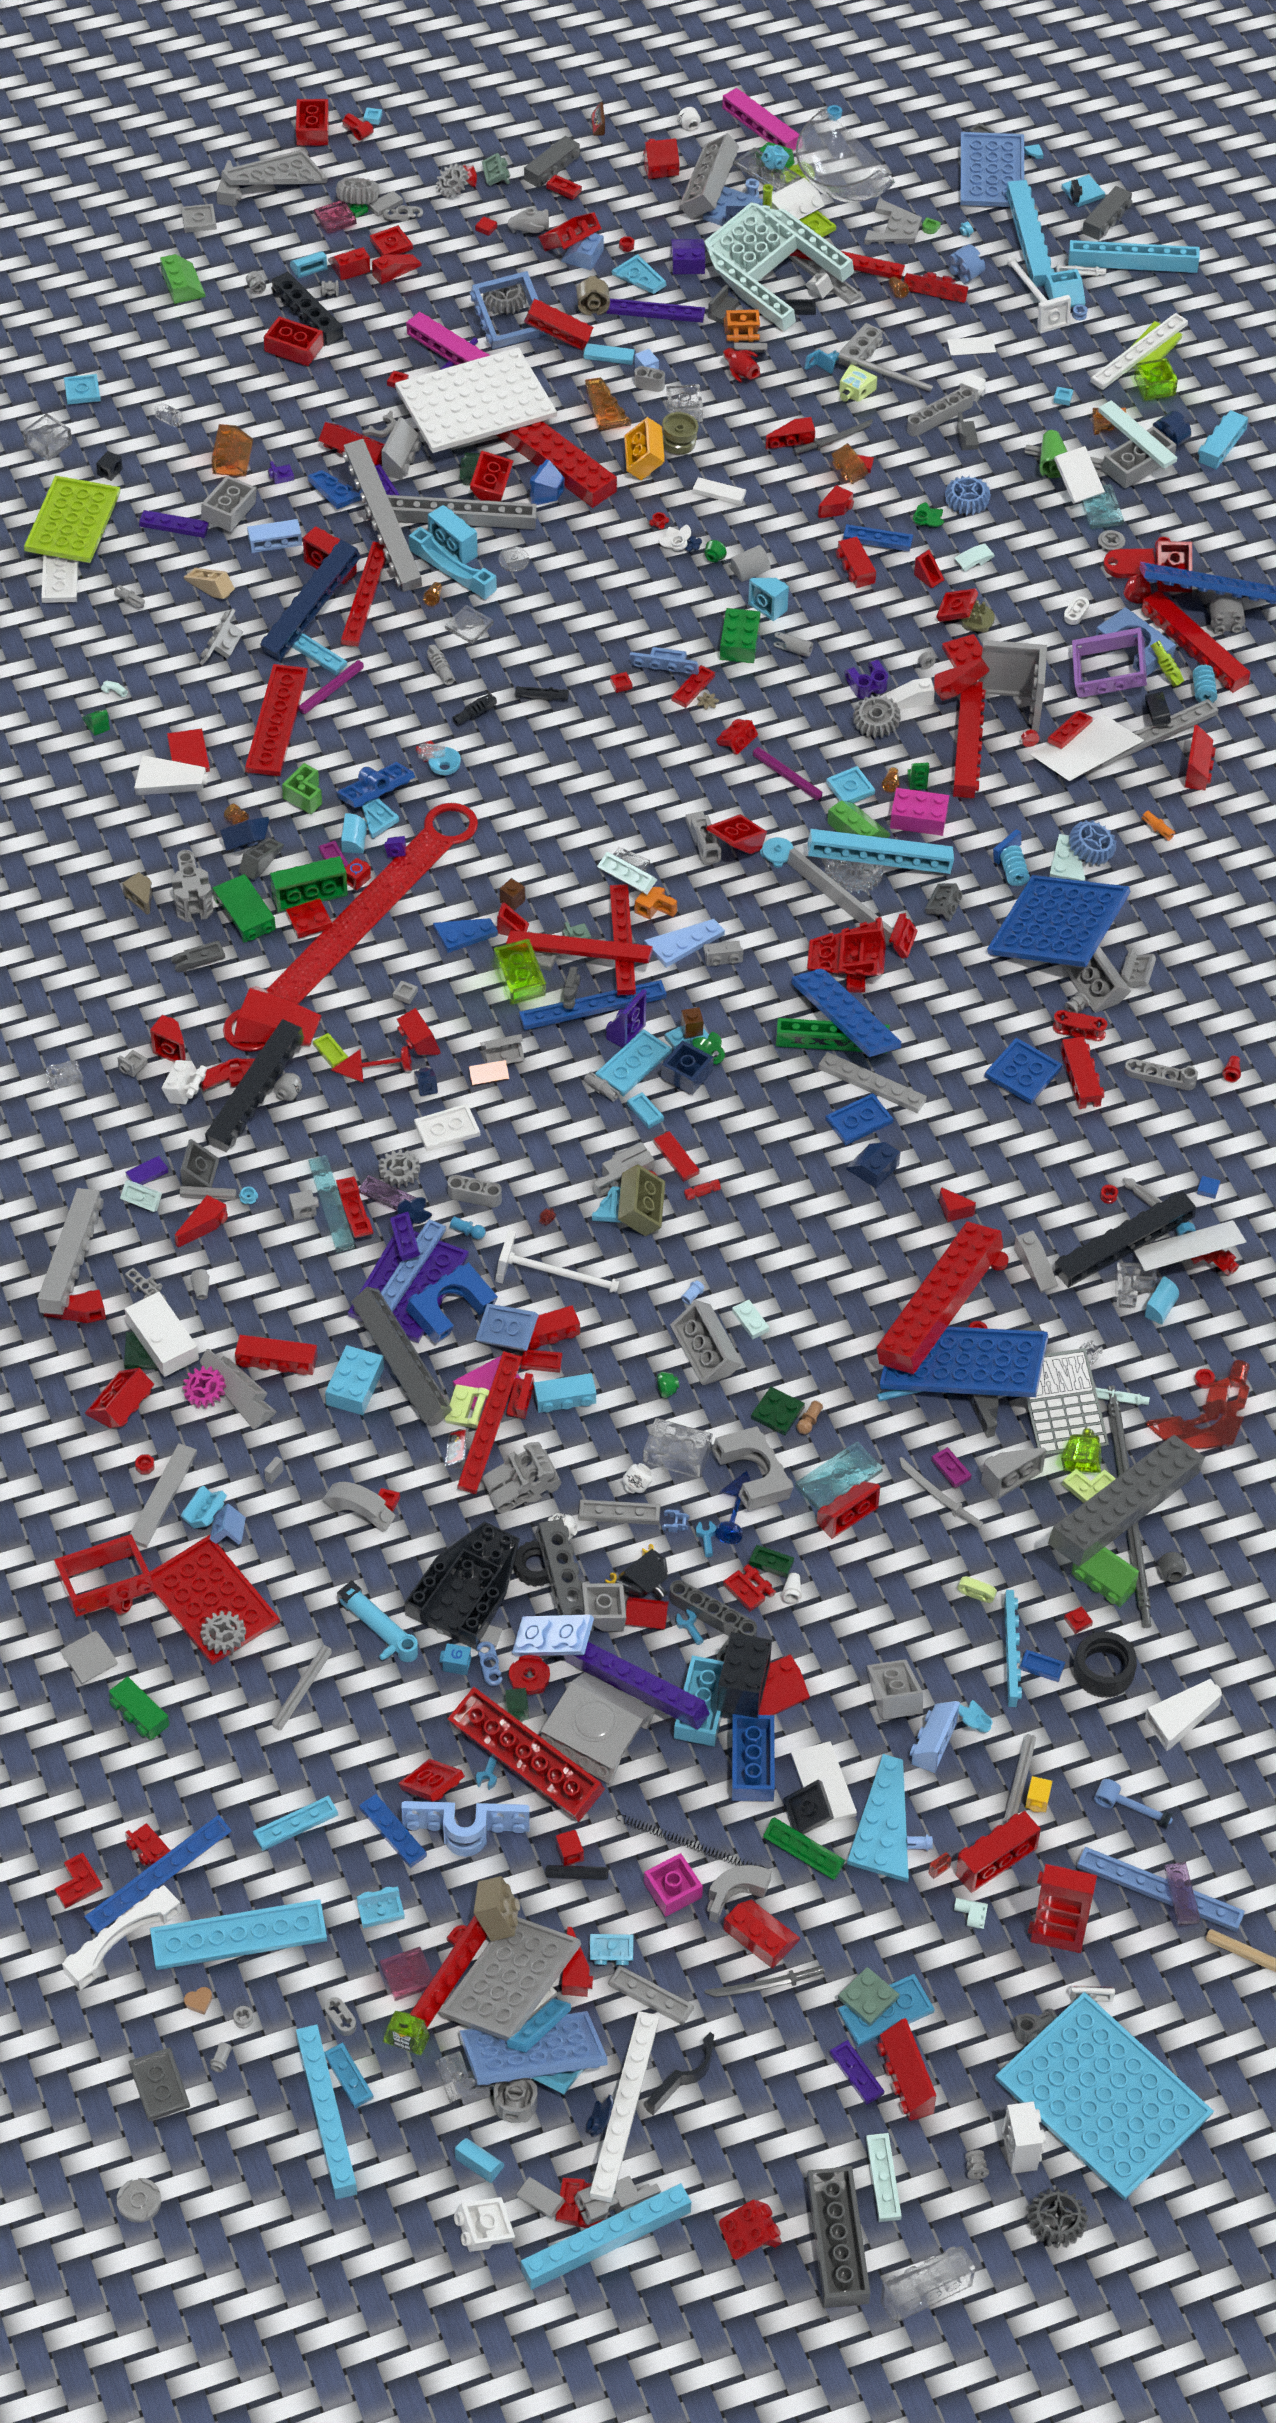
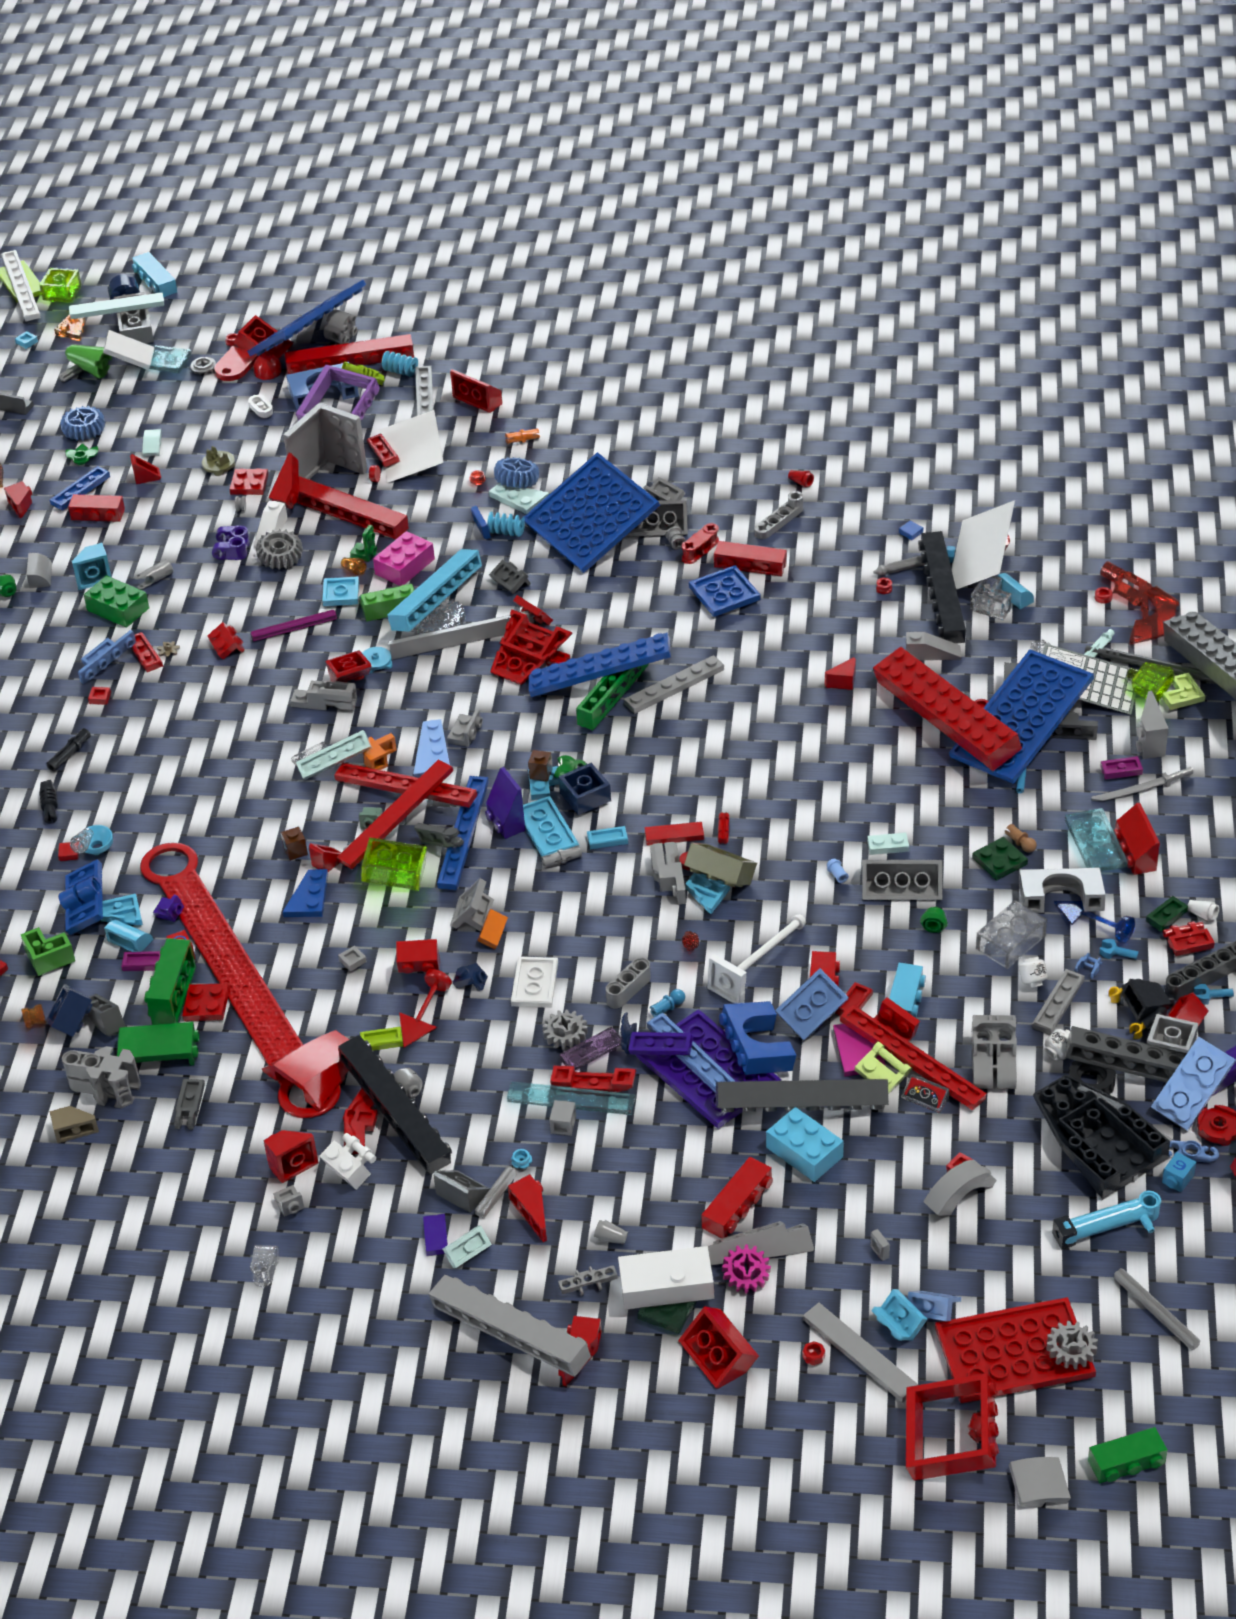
camera: 60 degrees left, 10 degrees down
(859, 1119) = (709, 705): blue tile -> none
(875, 1163) = (766, 708): dark blue slope -> none
(957, 605) = (198, 465): red plate -> none
(1074, 816) = (477, 477): none -> clear red plate
(1157, 709) = (406, 393): black beam -> none

